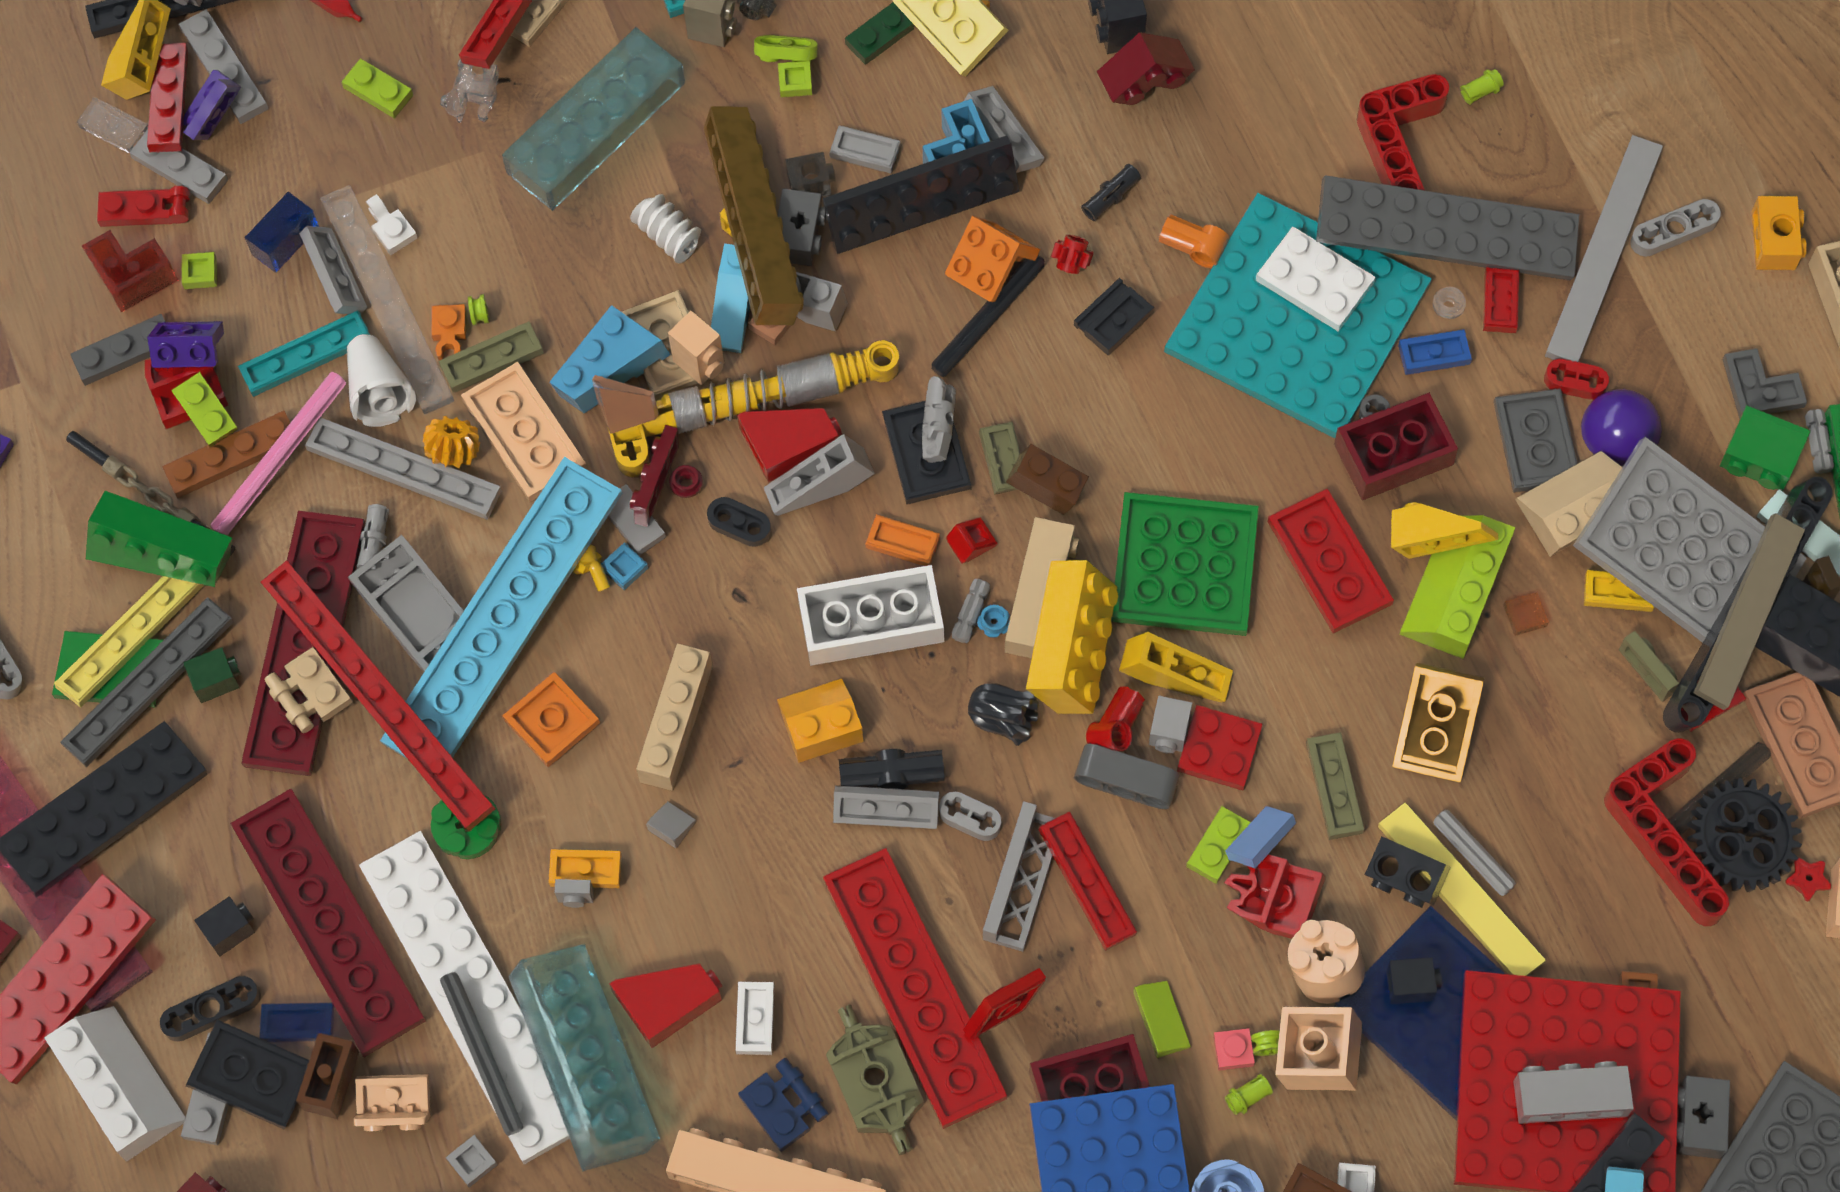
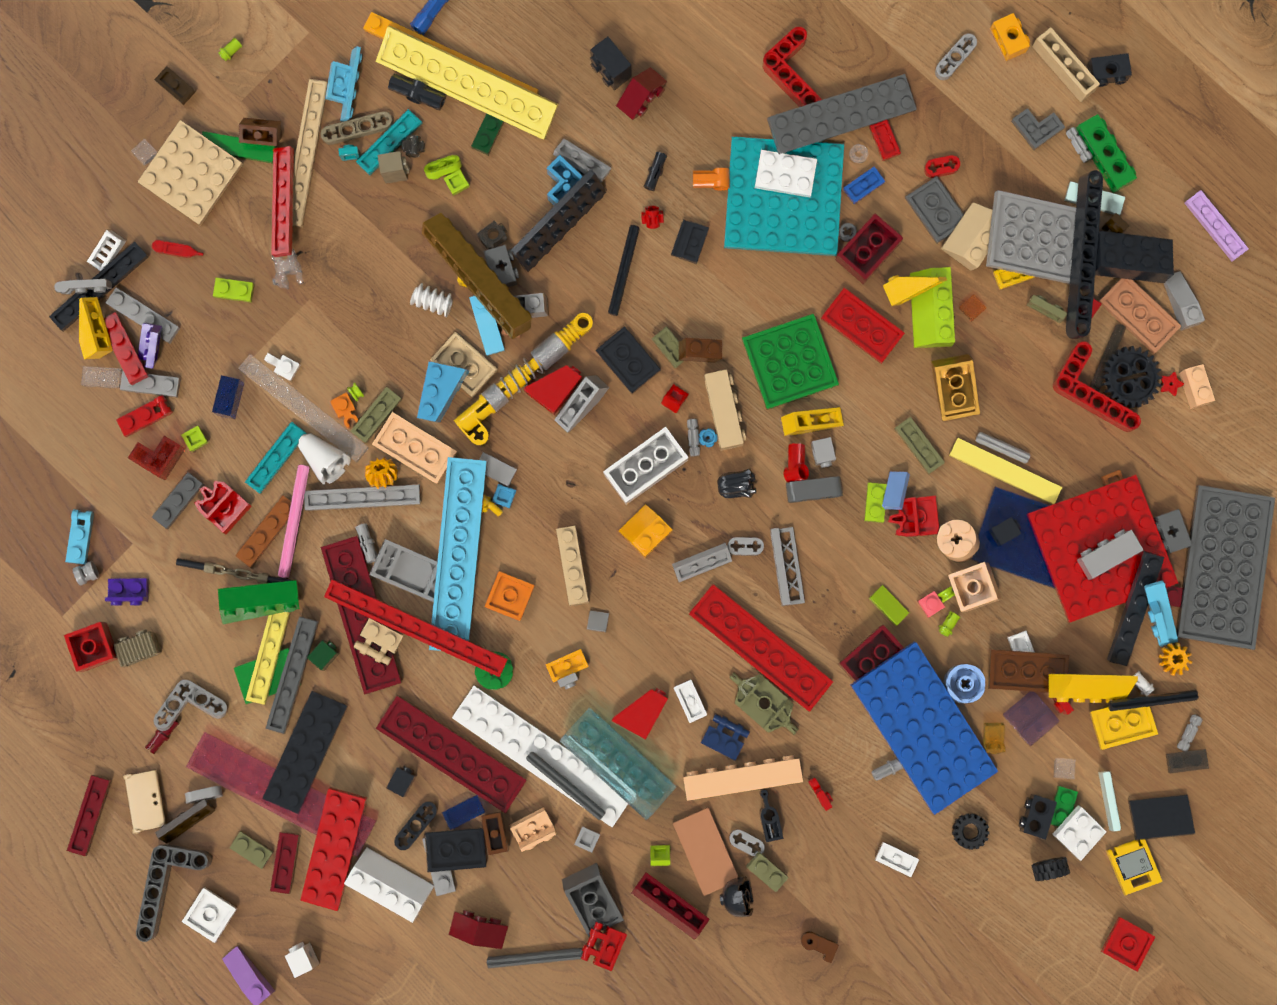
camera: 25 degrees left, 15 degrees up
(185, 344) = (212, 485): dark purple bracket -> none
(204, 409) = (242, 516): lime plate -> none
(333, 270) = (266, 405): light grey plate -> none
(594, 118) = (361, 255): clear light blue brick -> none
(624, 404) = (463, 413): nougat slope -> none
(654, 475) = (496, 441): dark red plate -> none
(686, 472) = (508, 431): dark red plate -> none
(696, 348) = (485, 364): light nougat brick -> none
(740, 522) = (551, 445): black plate -> none
(865, 149) = (513, 205): light grey tile -> none
(892, 769) = (695, 541): black piece -> none
(902, 540) = (640, 415): orange tile -> none
(938, 420) = (628, 343): light grey hinge -> none
(987, 256) = (610, 239): orange bracket -> none
(1004, 1003) = (812, 638): red plate -> none
(1072, 637) = (755, 431): yellow brick -> none
(1087, 881) = (820, 552): red tile -> none
(1219, 747) = (852, 451): red plate -> none
(1410, 865) = (976, 470): black brick -> none
(1482, 86) = (823, 17): lime pin -> none
(1604, 250) = (924, 86): light grey tile -> none
(1618, 422) = (976, 182): dark purple piece -> none
(1749, 611) = (1089, 261): dark tan tile -> none
(1764, 448) = (1055, 164): green slope -> none

